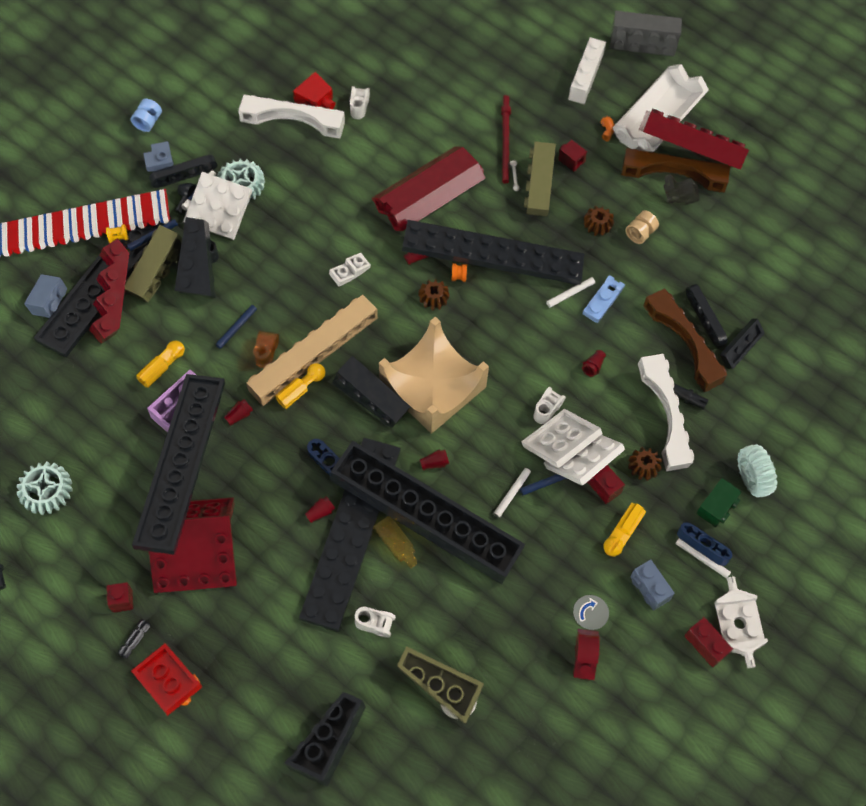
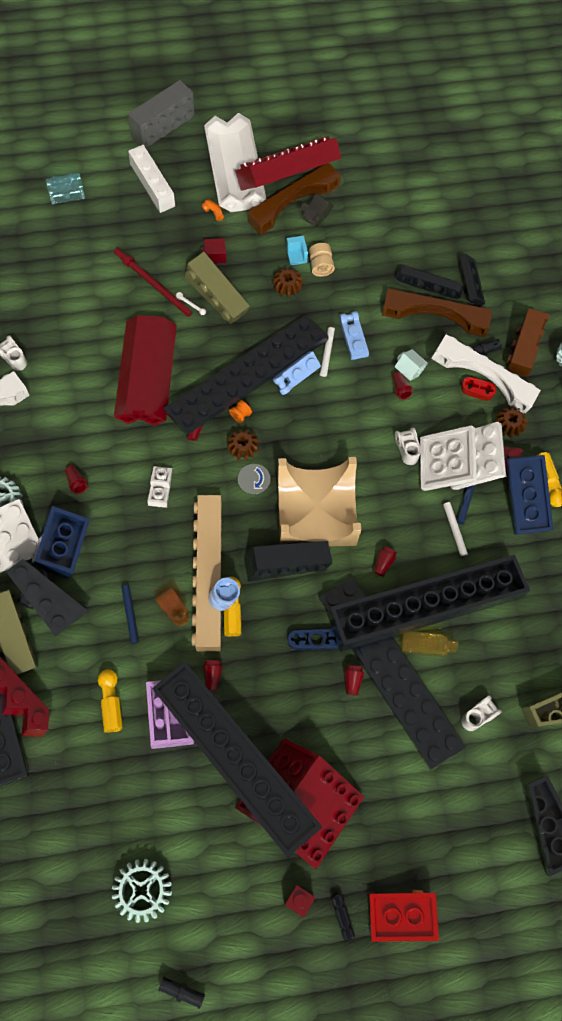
camera: 50 degrees left, 5 degrees up
(244, 239) = (60, 542): none -> dark blue brick
(299, 366) = (224, 594): none -> light blue wheel
(302, 214) = (76, 481): none -> dark red cone
(415, 324) = (254, 478): none -> light grey sticker
(520, 28) = (65, 188): none -> clear light blue brick
(529, 284) = (296, 372): none -> light blue plate
(592, 521) = (529, 494): none -> dark blue tile
(617, 354) = (410, 364): none -> light aqua brick
(633, 206) = (296, 250): none -> medium azure panel
(647, 420) = (478, 388): none -> red beam
(727, 422) = (527, 342): none -> reddish brown wedge

